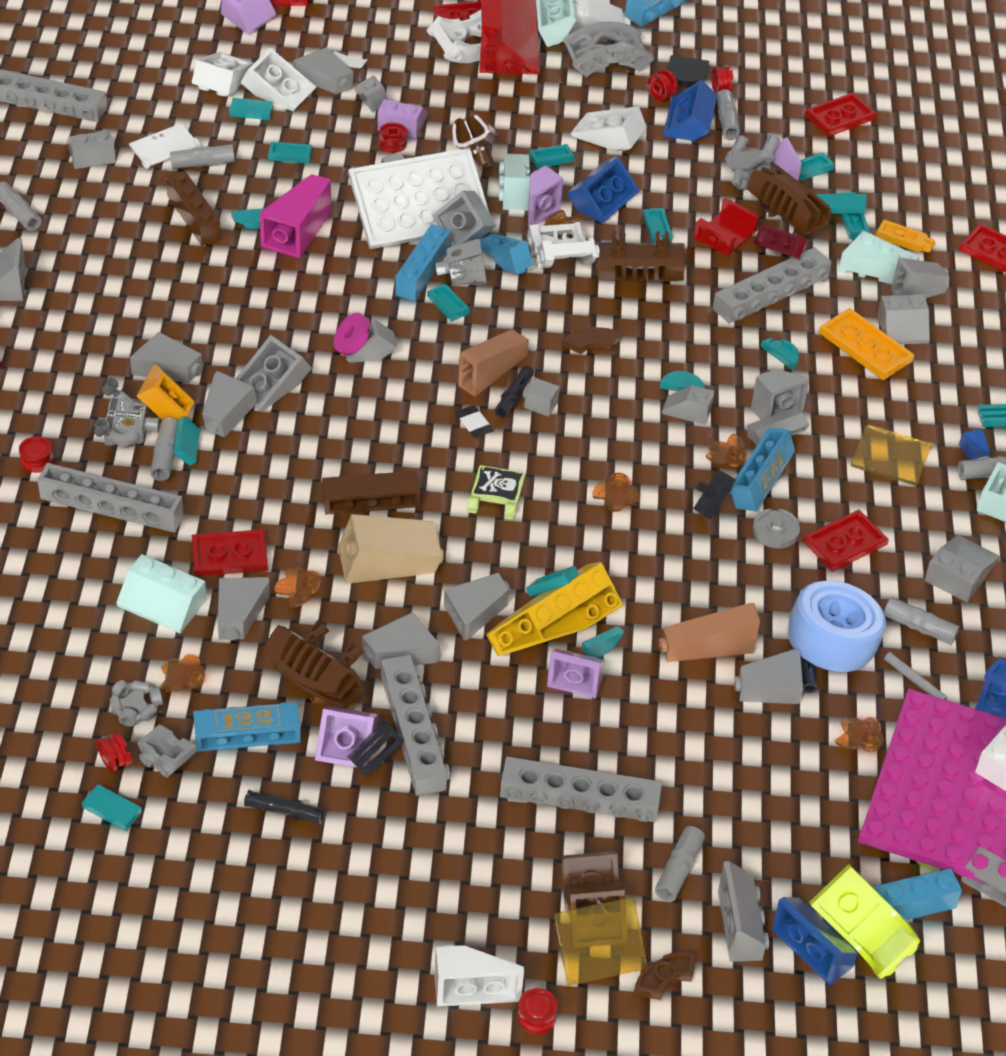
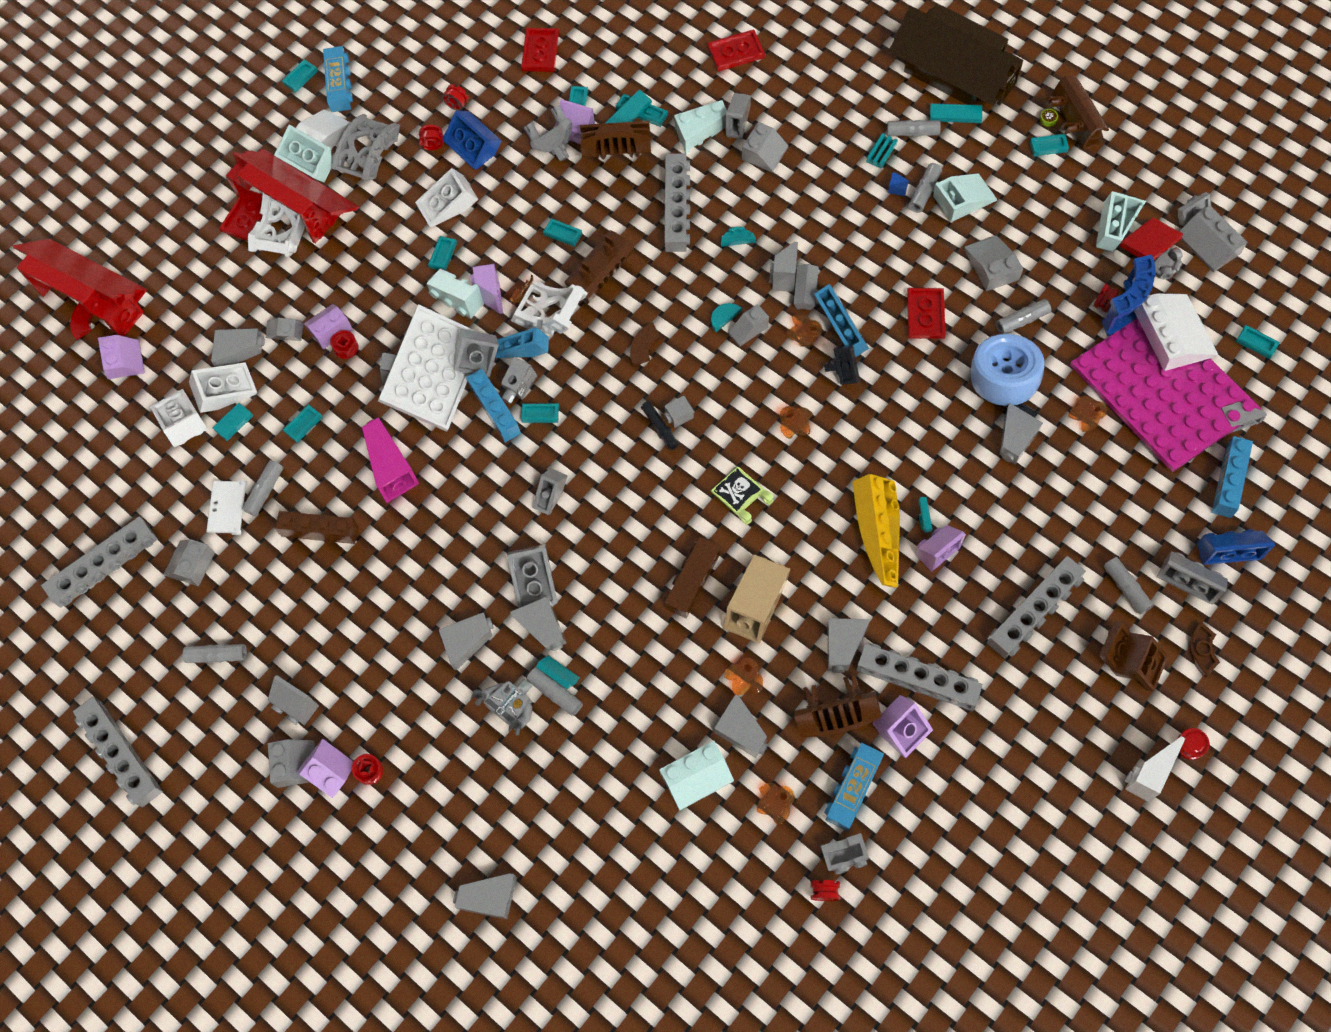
camera: 45 degrees left, 20 degrees up
(35, 454) = (496, 786): red wheel -> none
(110, 497) = (582, 758): light grey brick -> none
(111, 807) = (866, 918): teal tile -> none
(127, 706) = (782, 849): light grey piece -> none
(164, 395) = (509, 661): light orange slope -> none
(229, 552) = (682, 704): red tile -> none
(248, 218) = (355, 491): teal tile -> none
(277, 805) = (945, 796): black pin -> none
(351, 61) = (231, 322): white sticker -> none
(351, 334) = (527, 504): dark pink tile -> none
(368, 741) = (930, 715): black tile -> none
(474, 421) = (665, 468): sticker -> none
(476, 603) = (839, 572): light grey slope -> none
(477, 135) = (406, 293): reddish brown piece -> none
(490, 360) = (624, 421): nougat slope -> none
(552, 581) = (857, 513): teal tile -> none
(600, 941) = (1167, 673): clear yellow piece -> none
(603, 190) = (506, 243): blue slope -> none
(688, 70) = (422, 111): black tile -> none
(712, 635) = (963, 446): nougat slope -> none
(728, 114) = (490, 117): light grey axle -> none
(728, 229) = (600, 192): red panel -> none
(774, 538) = (885, 355): light grey tile -> none
(780, 241) = (646, 170): dark red hinge -> none
(866, 344) = (768, 184): light orange plate -> none
(866, 921) = (1258, 510): neon yellow bracket -> none
(891, 455) = (870, 237): clear yellow piece -> none
(905, 237) = (687, 94): light orange hinge -> none
(914, 676) = (1065, 351): light grey bar -> none

